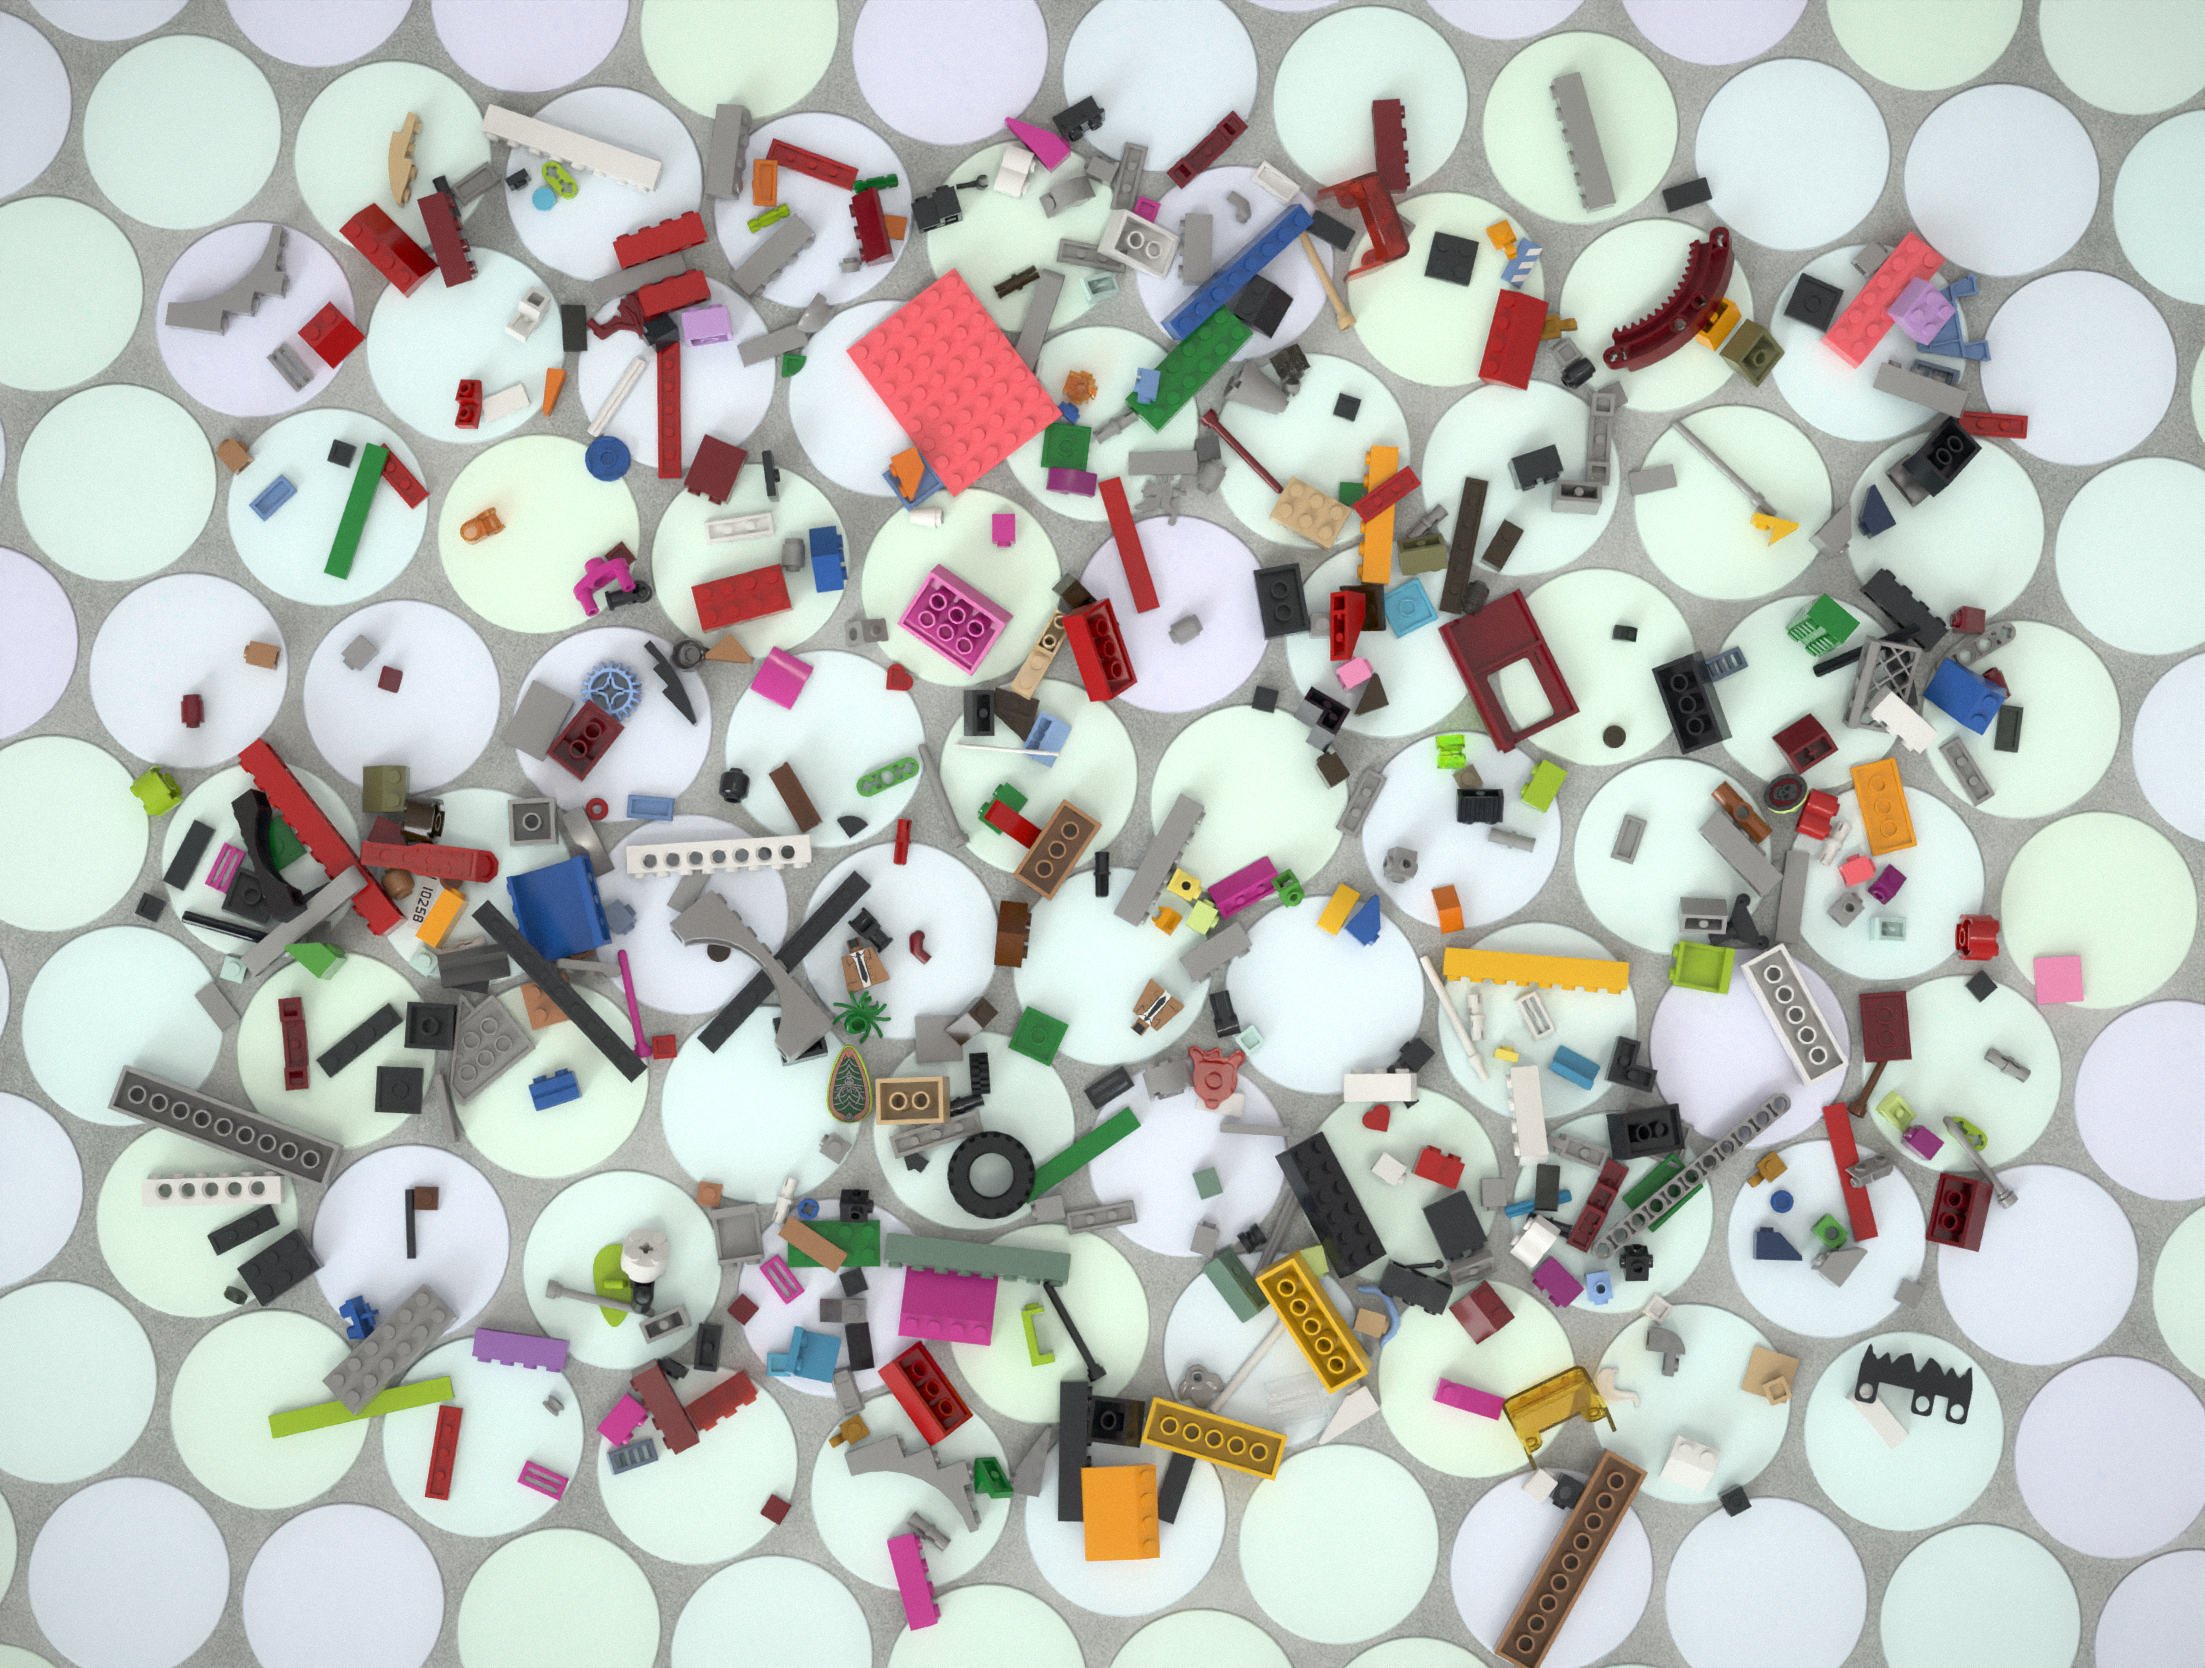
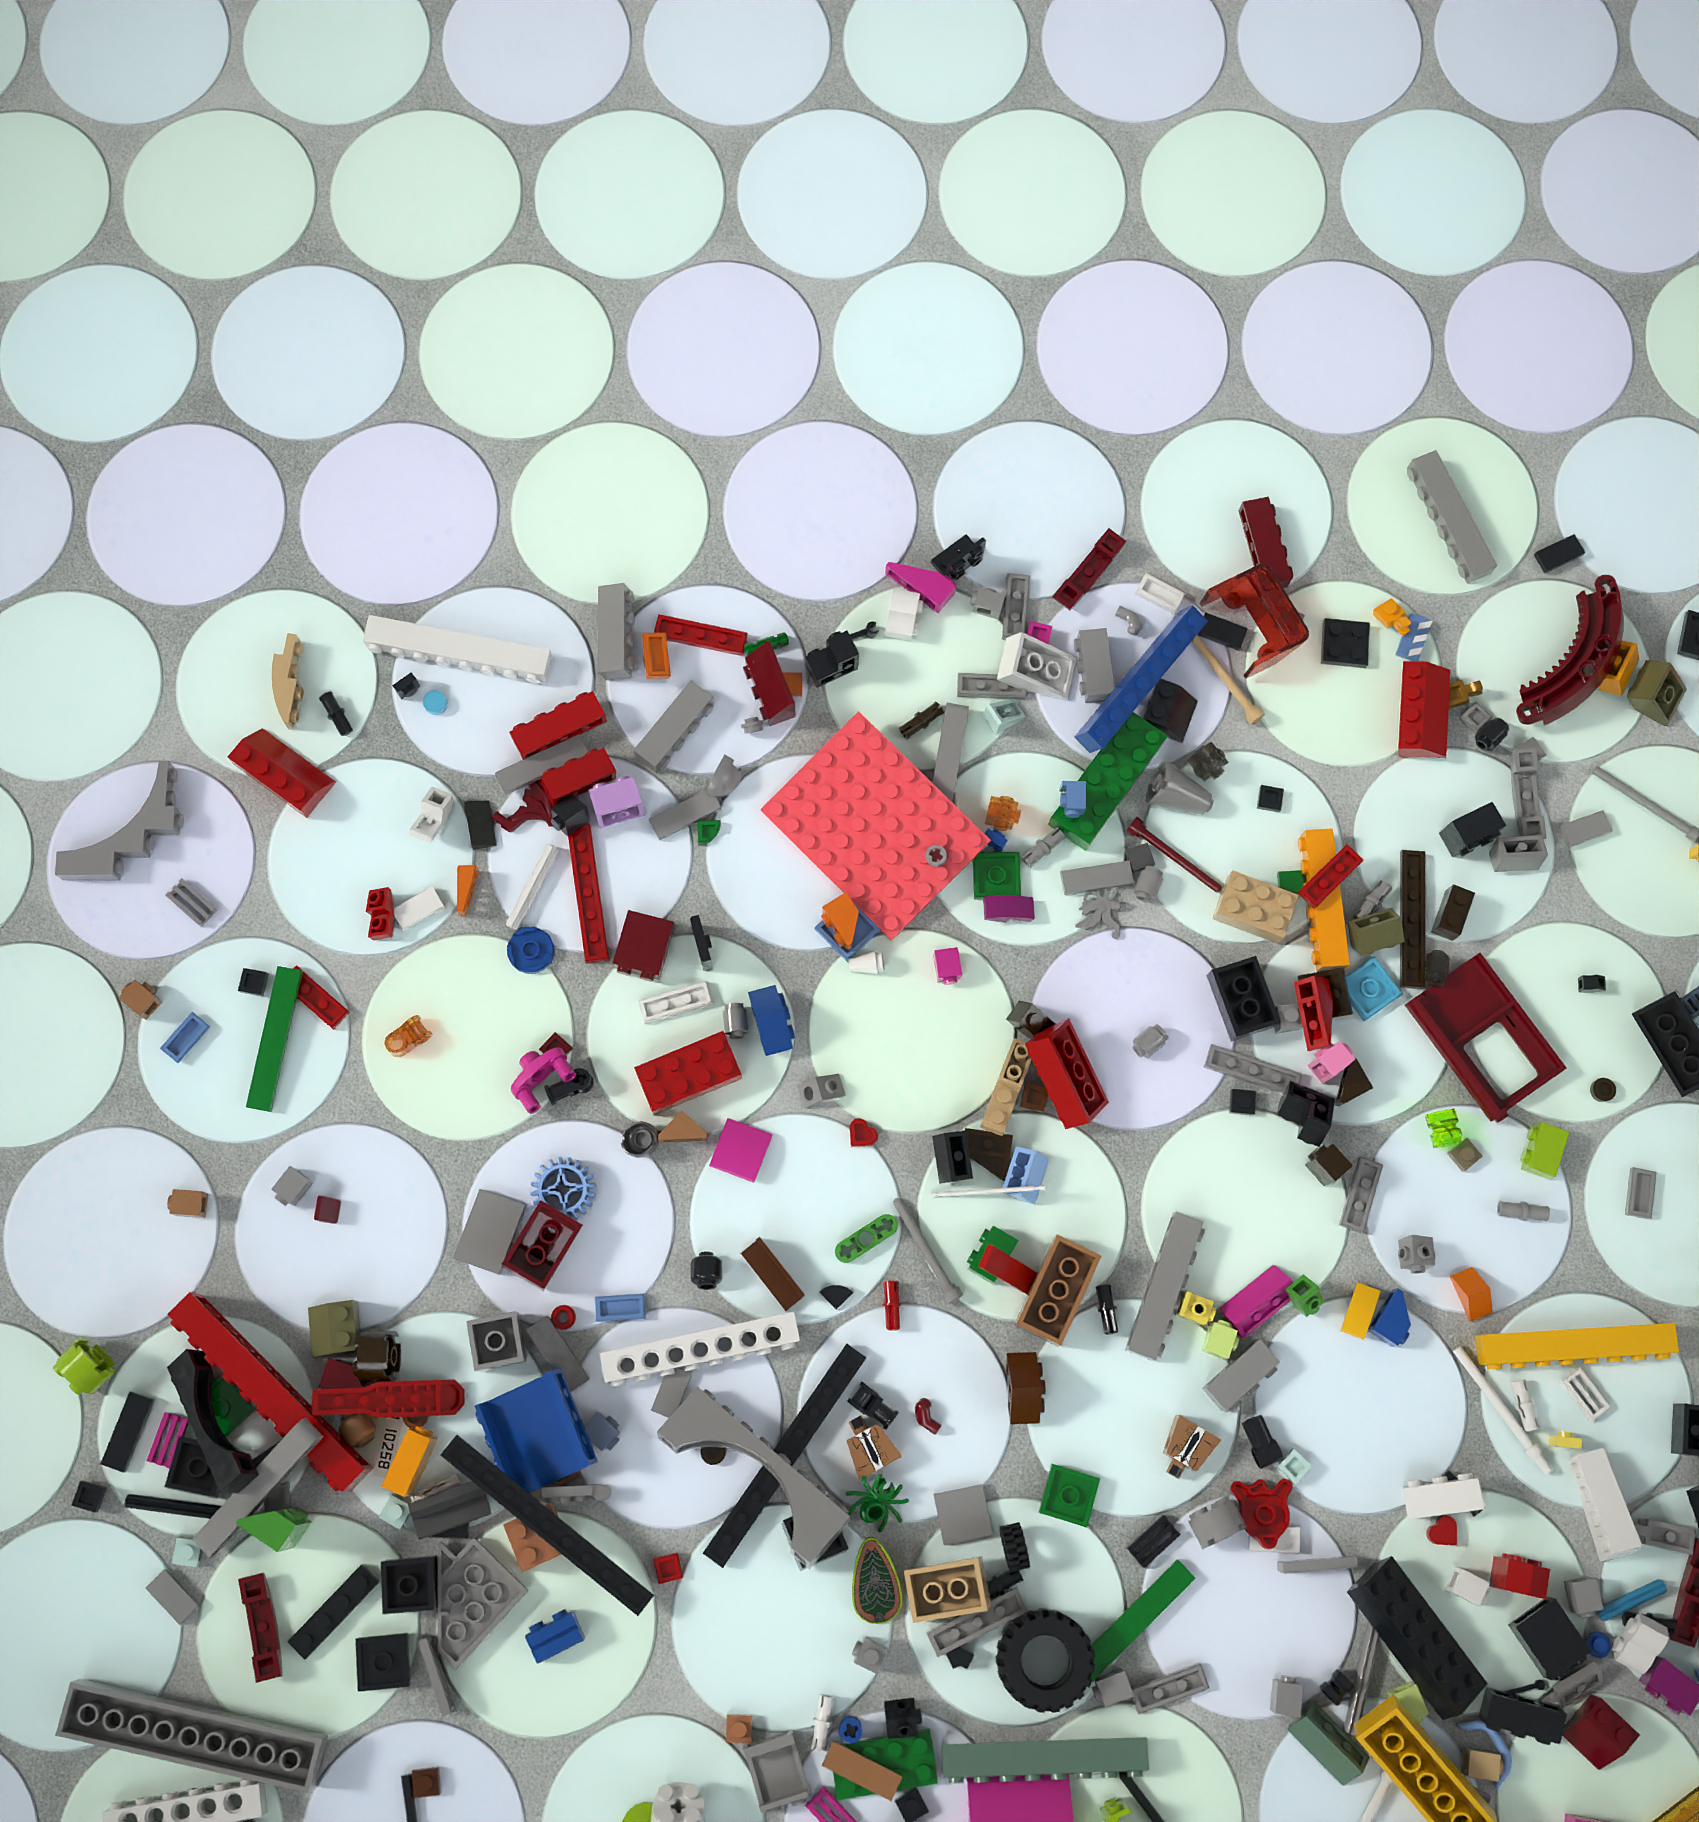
camera: 10 degrees left, 10 degrees down
(192, 711) = (117, 1273): dark red brick -> none
(331, 335) = (230, 863): red slope -> none
(446, 238) = (337, 747): dark red brick -> none
(475, 184) = (364, 696): light grey tile -> none
(555, 184) = (451, 677): lime beam -> none
(641, 1048) = (643, 1573): dark pink piece -> none
(675, 690) = (630, 1178): black slope -> none
(768, 218) = (664, 691): lime axle -> none
(955, 619) = (911, 1064): dark pink slope -> none
(971, 1020) = (996, 1489): slope -> none
(1014, 421) = (942, 852): none -> light grey bush
(1065, 668) = (1034, 1097): none -> reddish brown plate
(1067, 195) = (958, 628): light grey brick -> none
(1128, 545) = (1076, 964): red tile -> none
(1168, 920) = (1185, 1348): light orange tile -> none
(1207, 1183) = (1278, 1633): sand green panel -> none
(1278, 669) = (1250, 1069): none -> light grey tile
(1291, 387) = (1212, 786): light grey hinge -> none
(1415, 1055) = (1471, 1455): black brick -> none
(1479, 806) = (1485, 1180): black brick -> none
(1498, 1237) = (1599, 1644): none -> blue plate
(1547, 1188) = (1639, 1581): pearl dark grey tile -> none
(1574, 1067) = (1637, 1445): dark azure panel -> none

